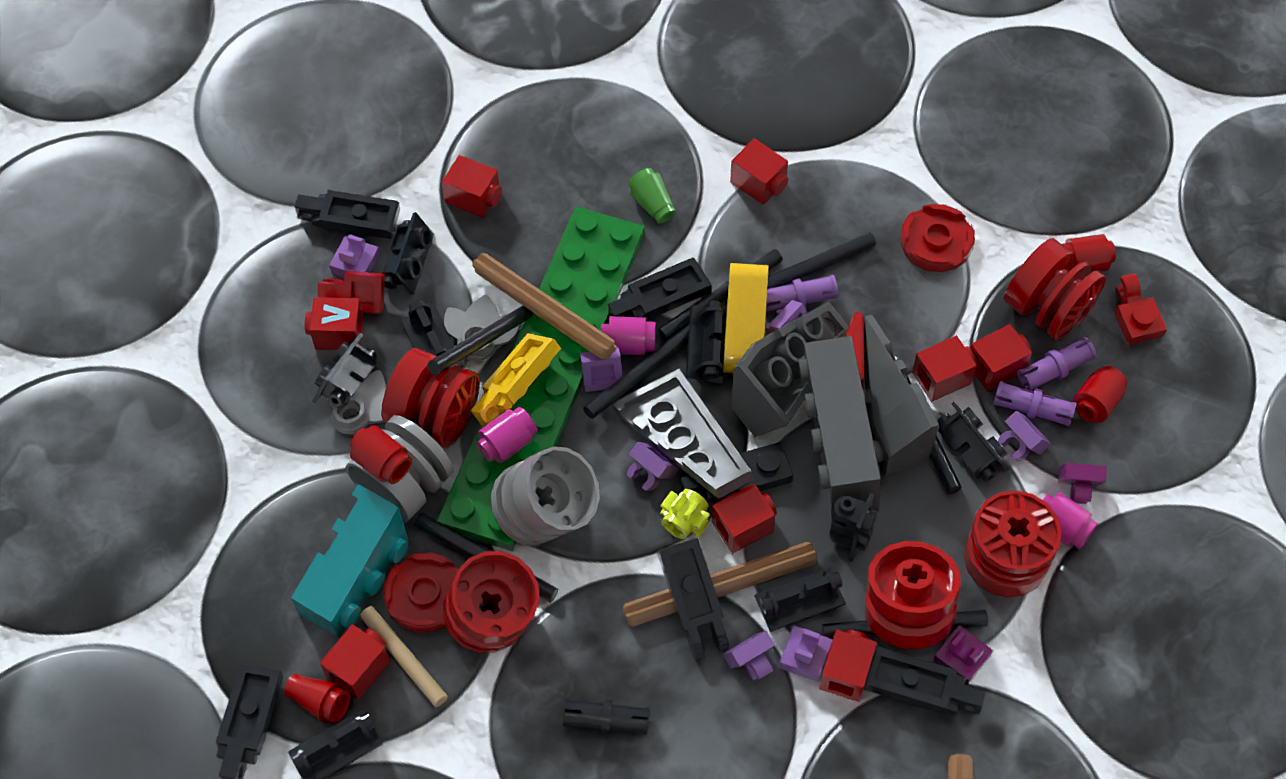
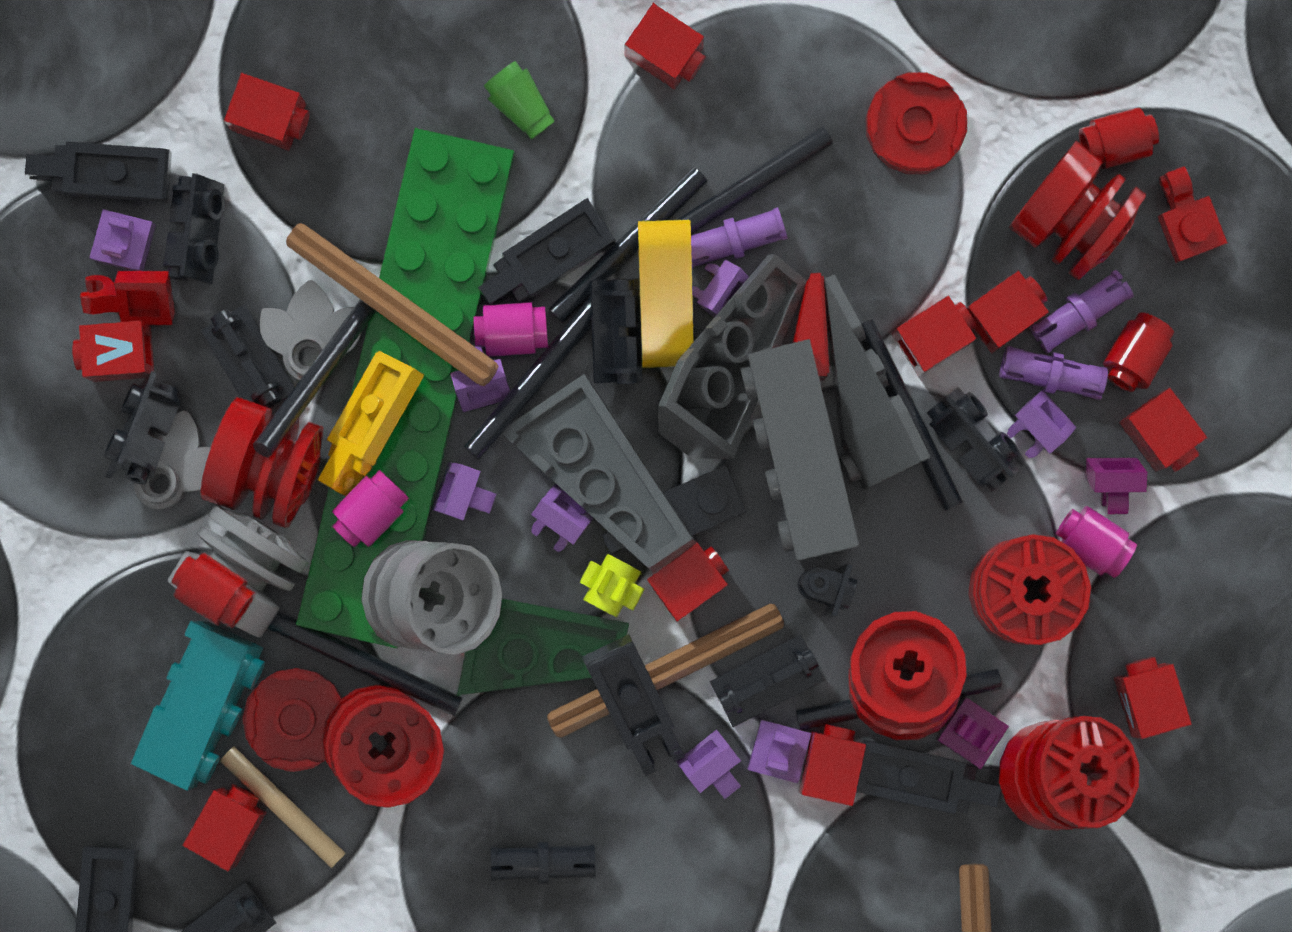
camera: 10 degrees left, 25 degrees up
(319, 697) = (187, 876): red cone -> none
(579, 440) = (460, 491): none -> medium lavender tile
(613, 555) = (535, 648): none -> dark green wing
(1041, 678) = (1044, 777): none -> red wheel
(1110, 639) = (1151, 698): none -> red brick
(1119, 447) = (1164, 432): none -> red brick

